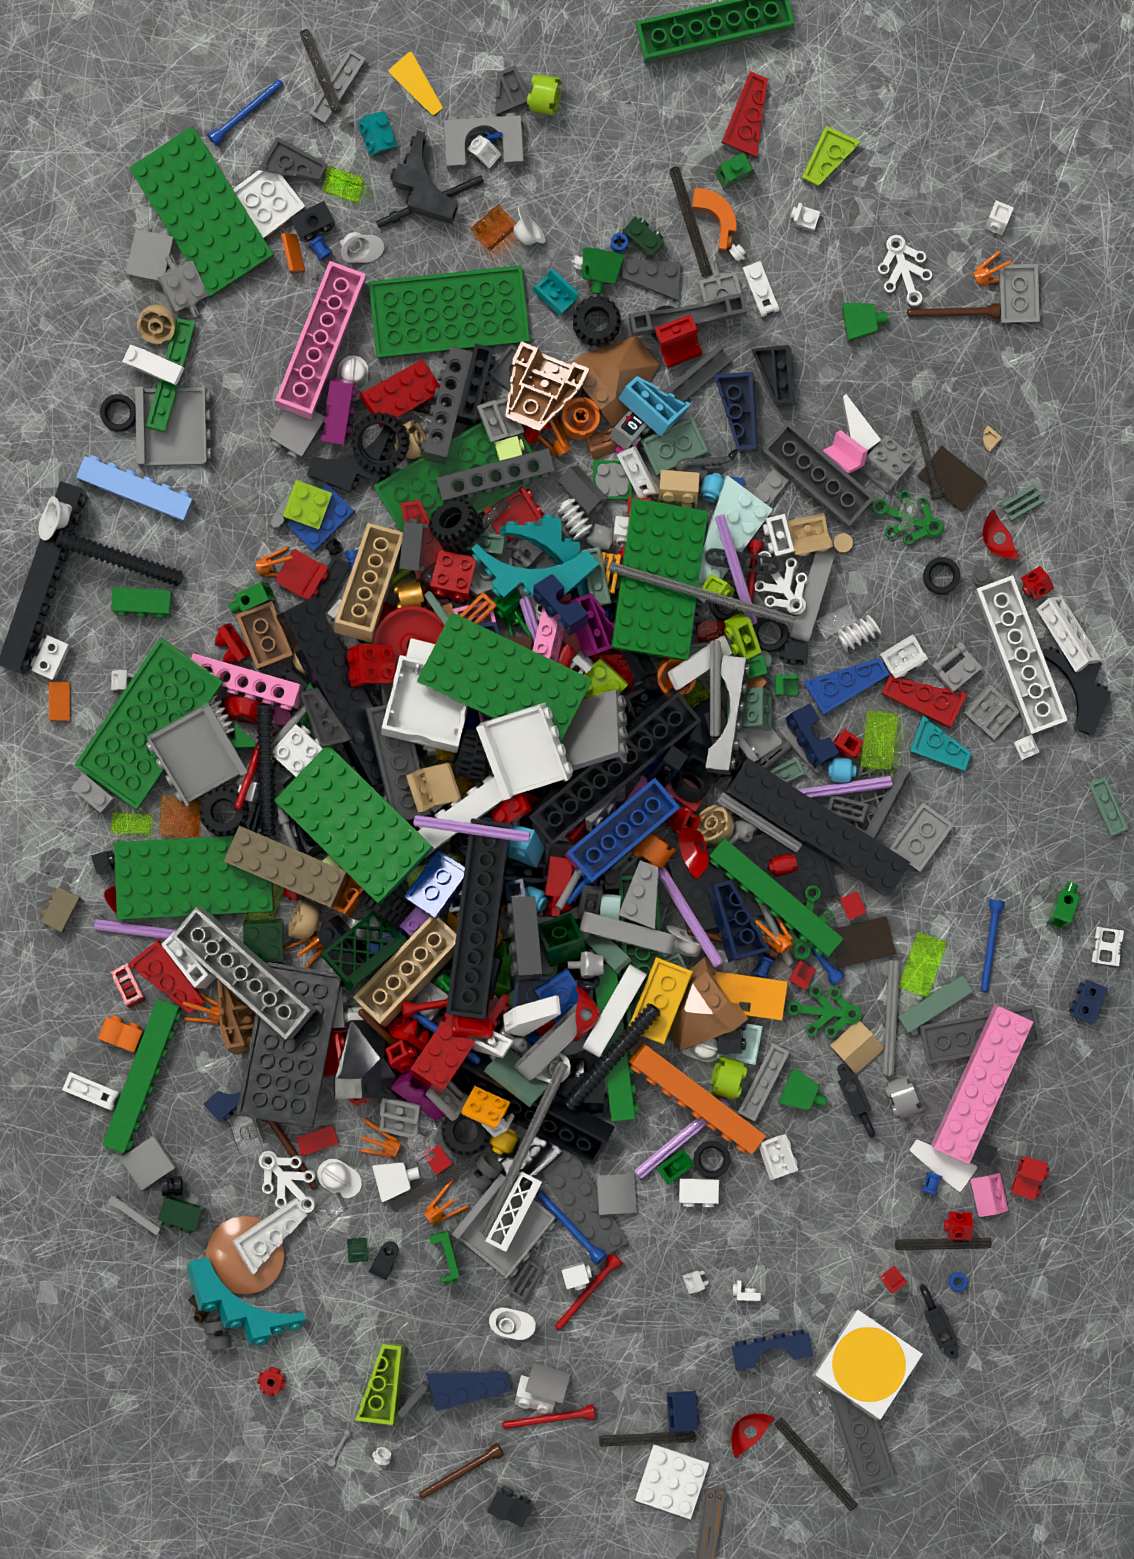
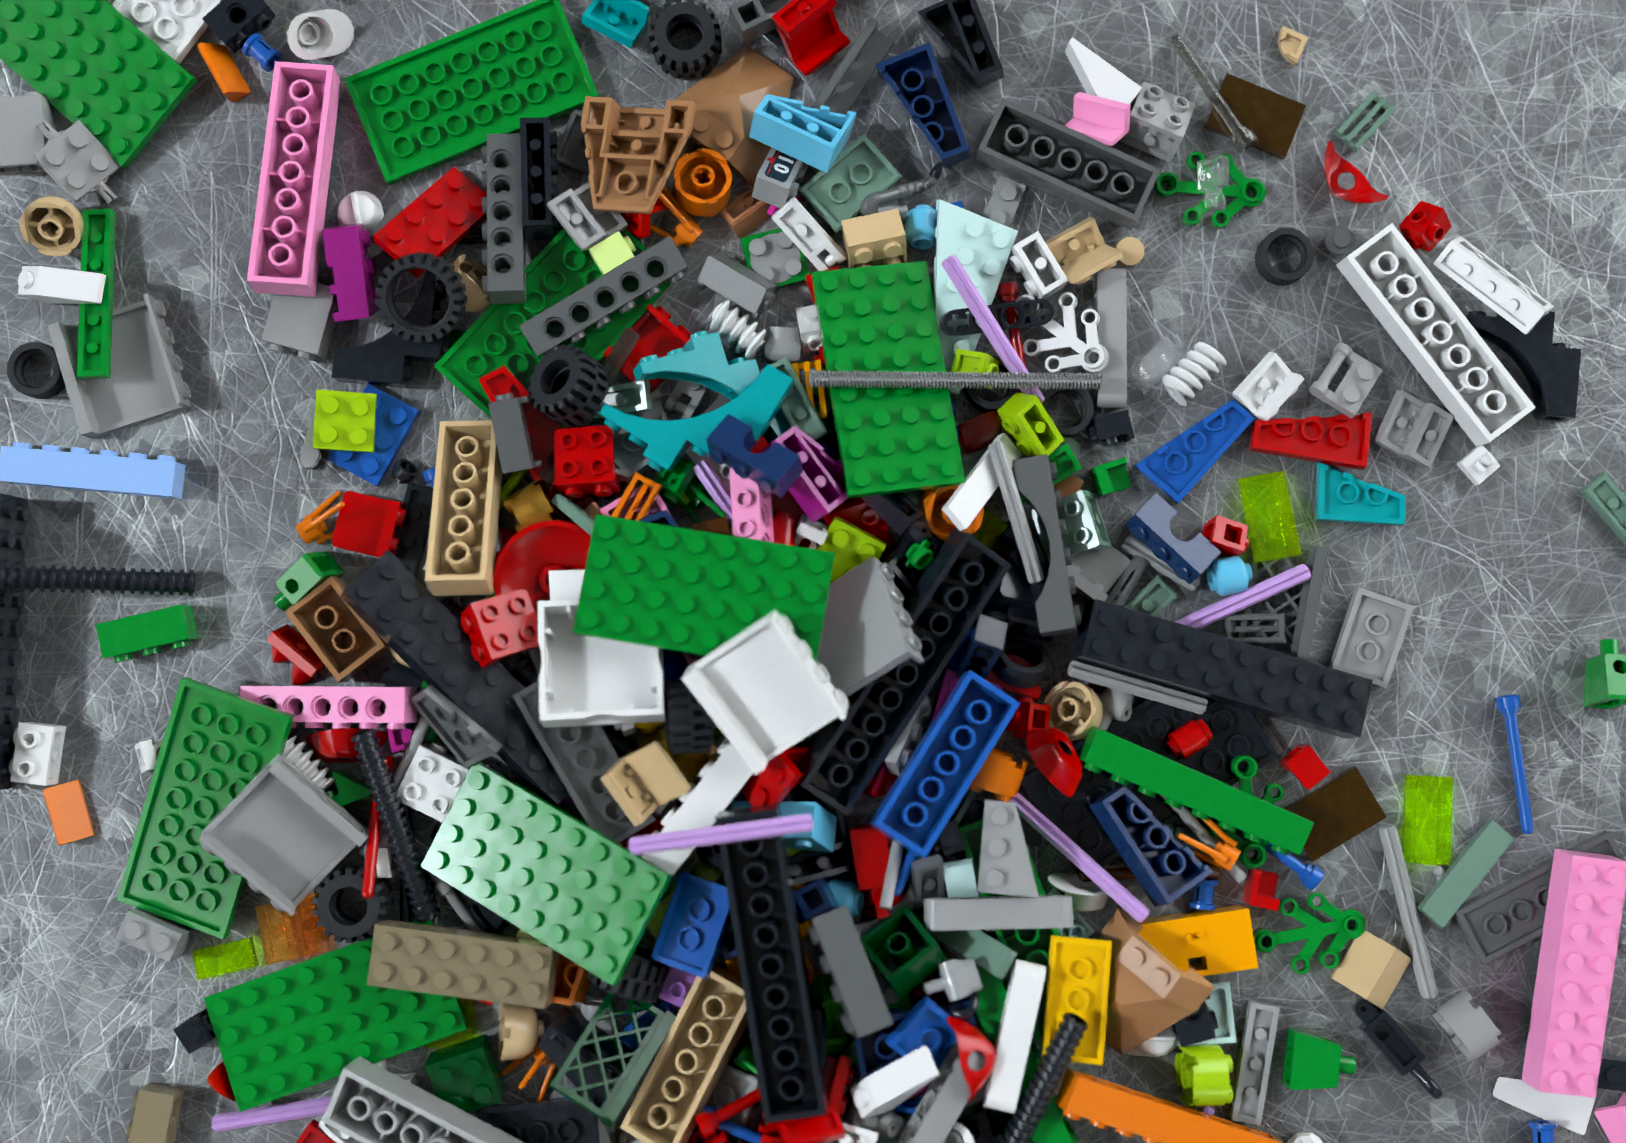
camera: 20 degrees left, 0 degrees up
(645, 697) = (919, 555): none -> green plate

